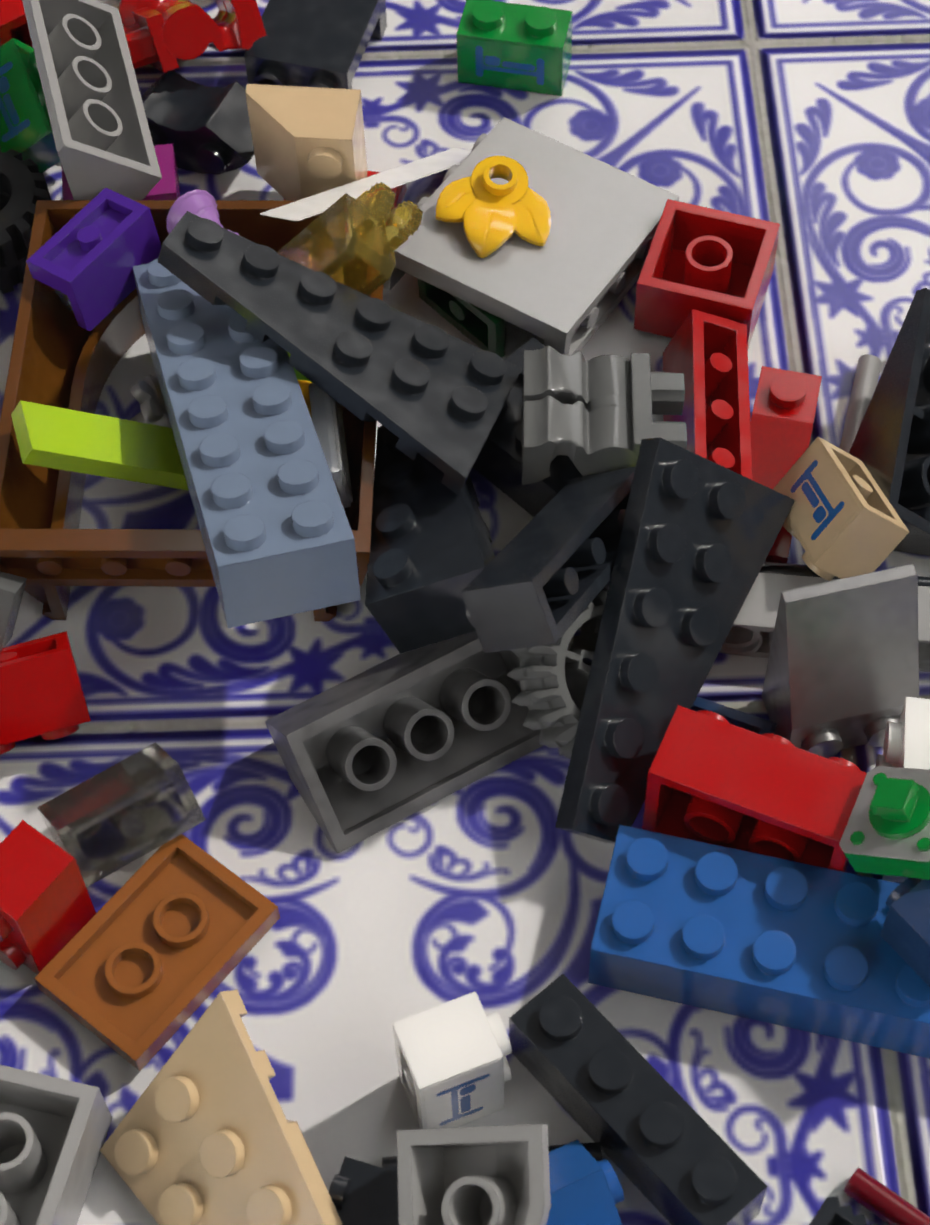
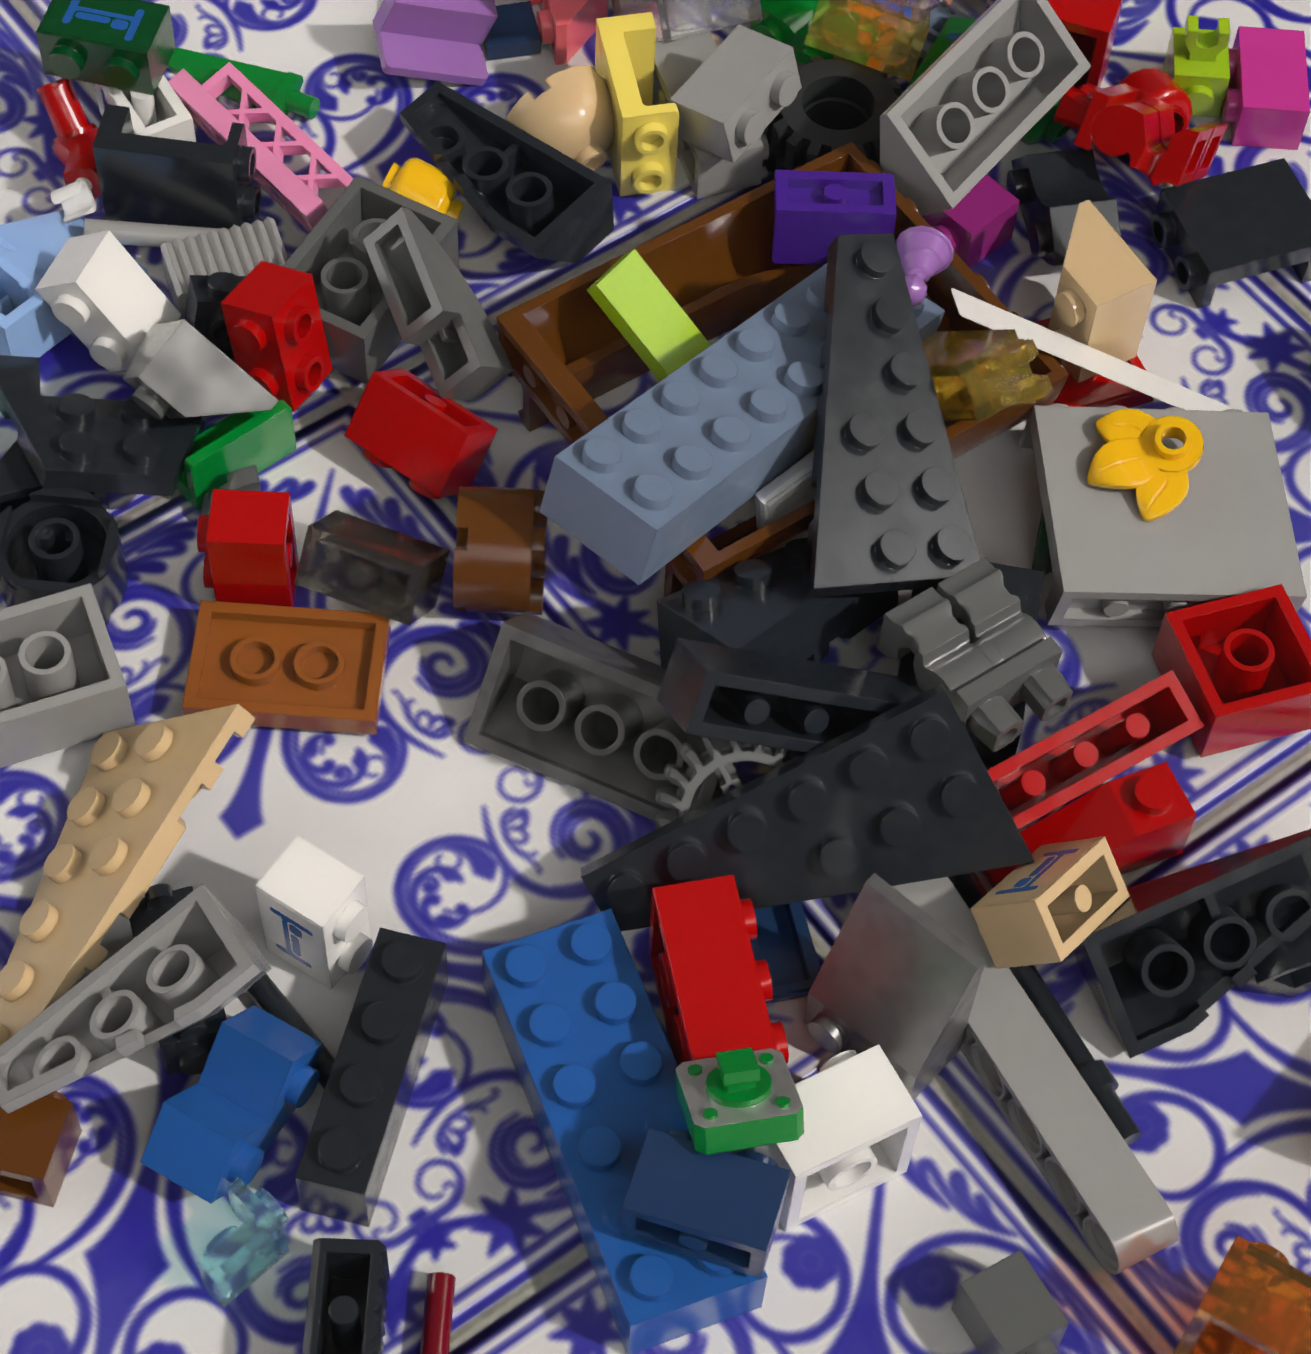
camera: 50 degrees right, 0 degrees up
(194, 701) = (499, 550): none -> reddish brown brick

